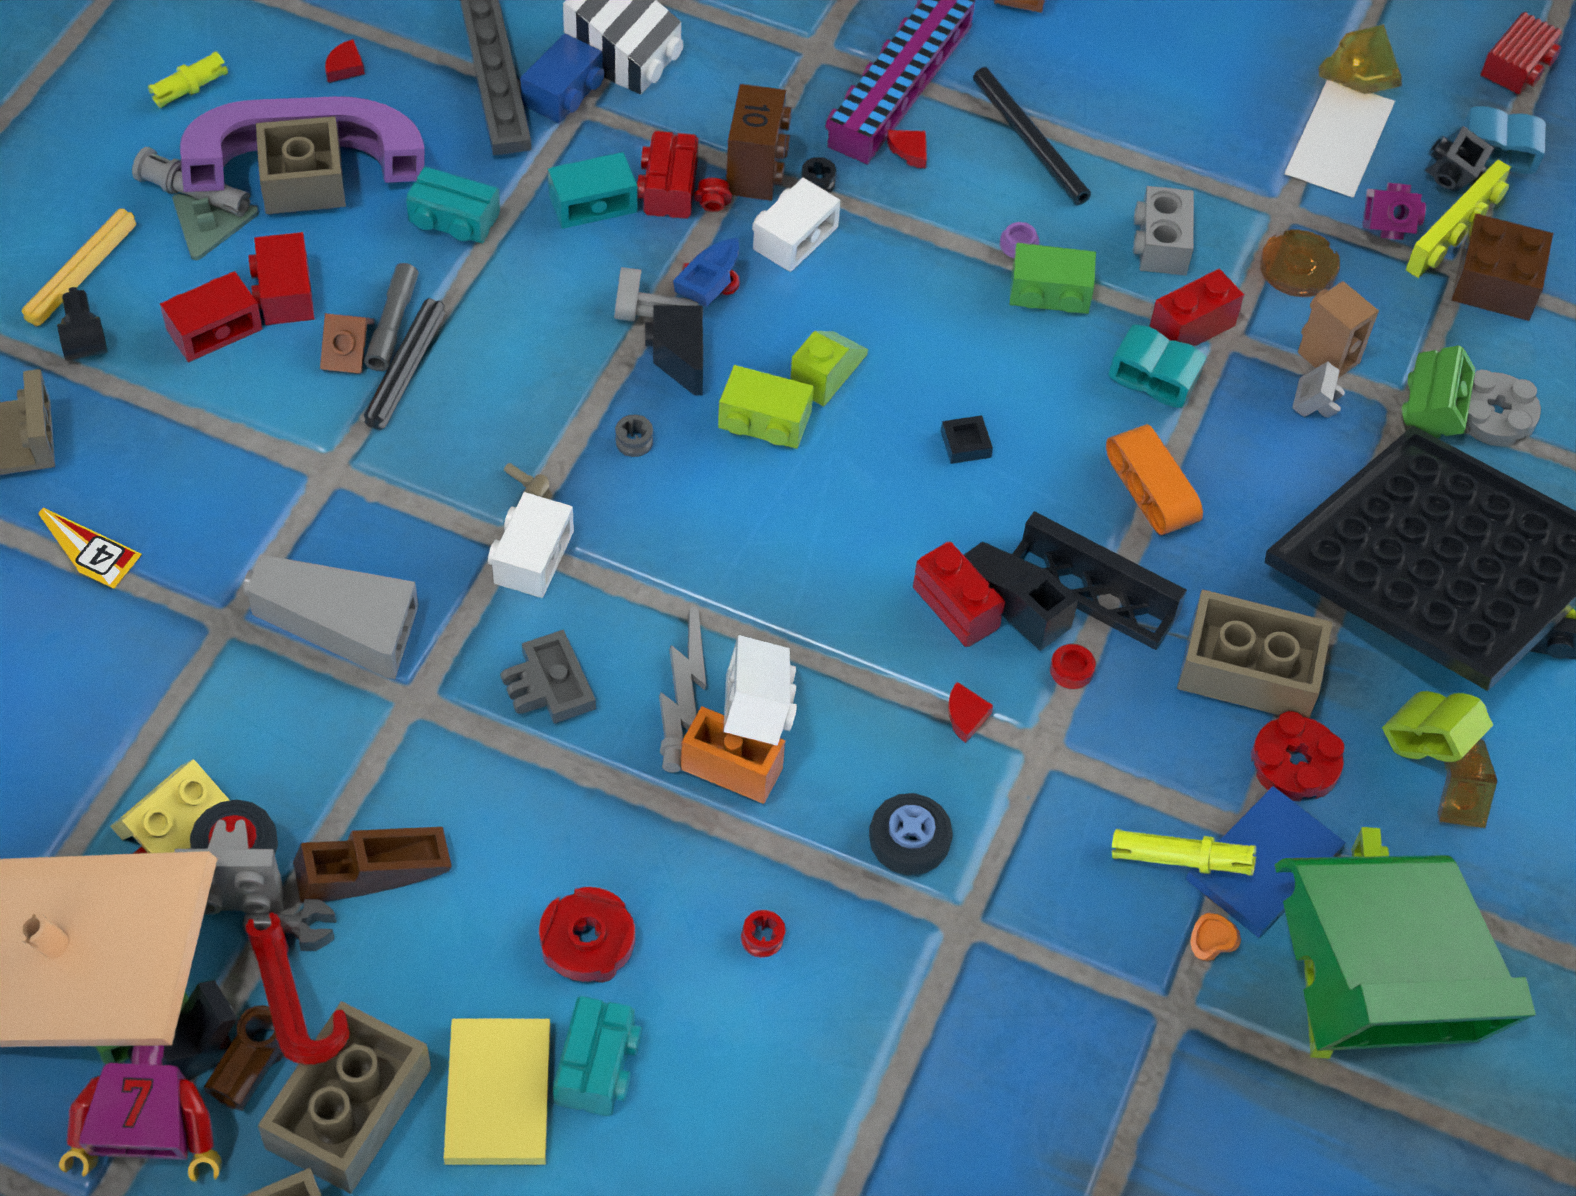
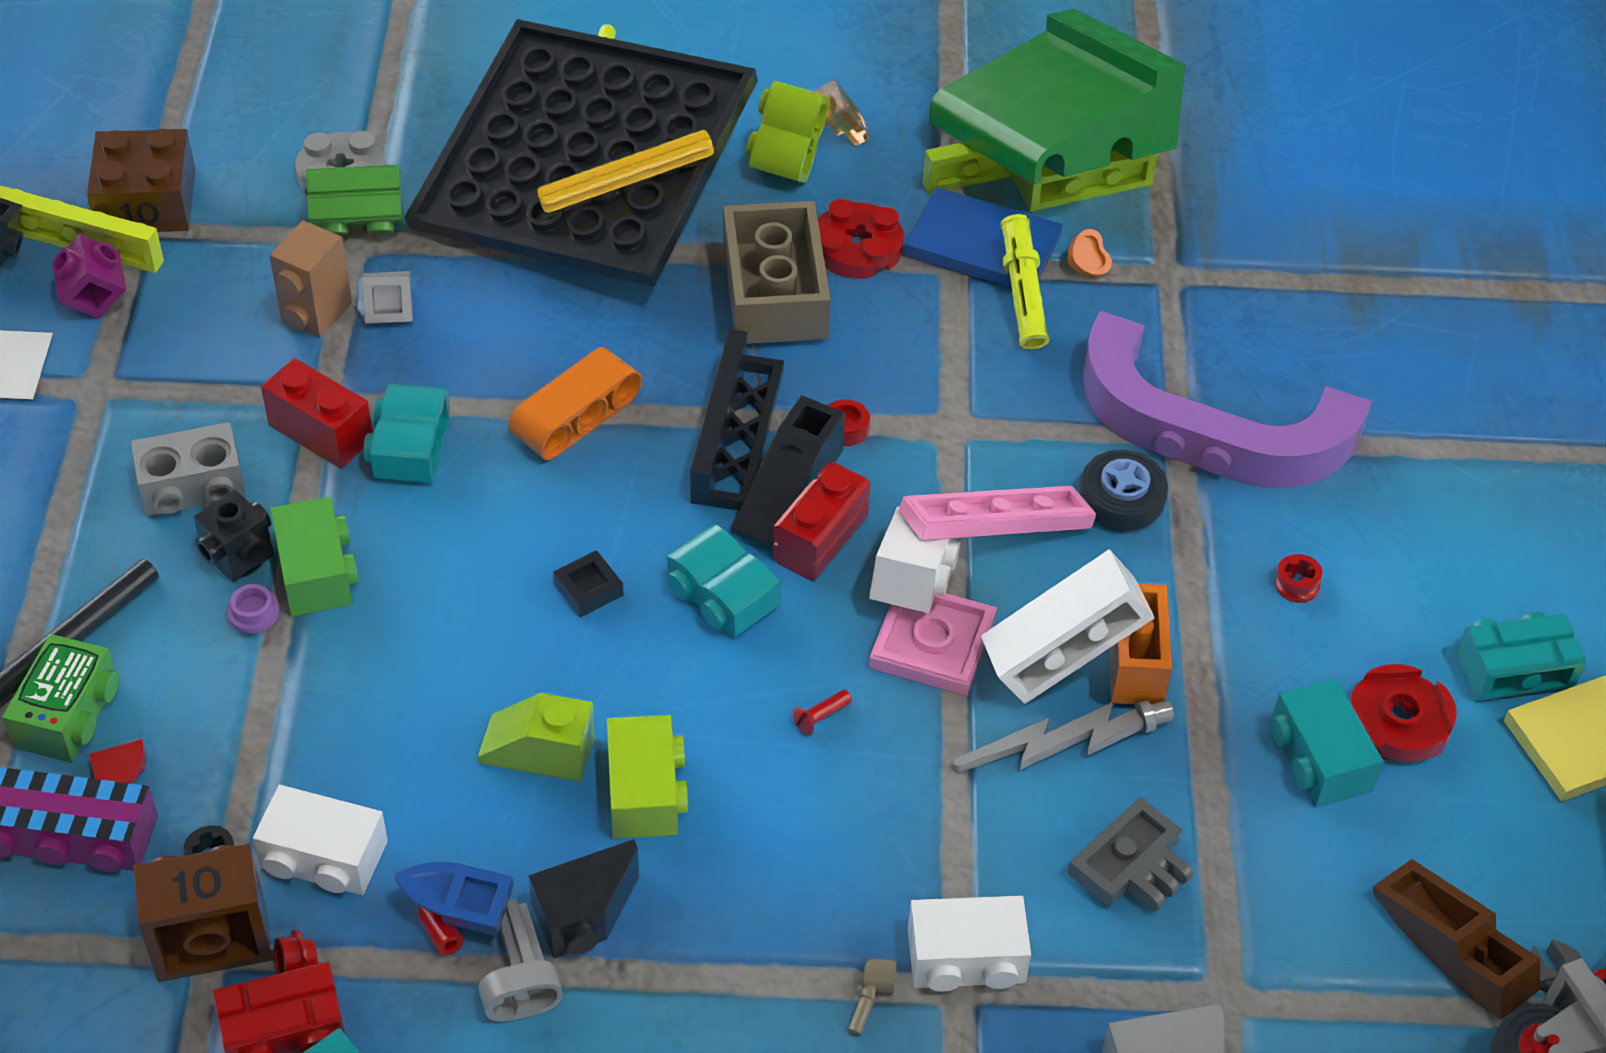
camera: 110 degrees left, 5 degrees down
(582, 854) = (1325, 743): none -> teal brick
(637, 446) = (756, 914): dark grey bush -> none
(776, 527) = (807, 718): none -> red piece
(822, 640) = (934, 646): none -> bright pink tile
(886, 633) = (911, 569): none -> white brick
(909, 708) = (996, 512): none -> bright pink tile
(926, 513) = (723, 581): none -> teal brick
(967, 711) = (954, 481): red tile -> none
(977, 124) = (61, 698): none -> bright green brick
(1013, 875) = (1208, 436): none -> medium lavender arch
(1089, 230) = (234, 535): none -> black brick
(1299, 263) = (184, 355): clear orange tile -> none
(1390, 556) = (625, 171): none -> yellow axle

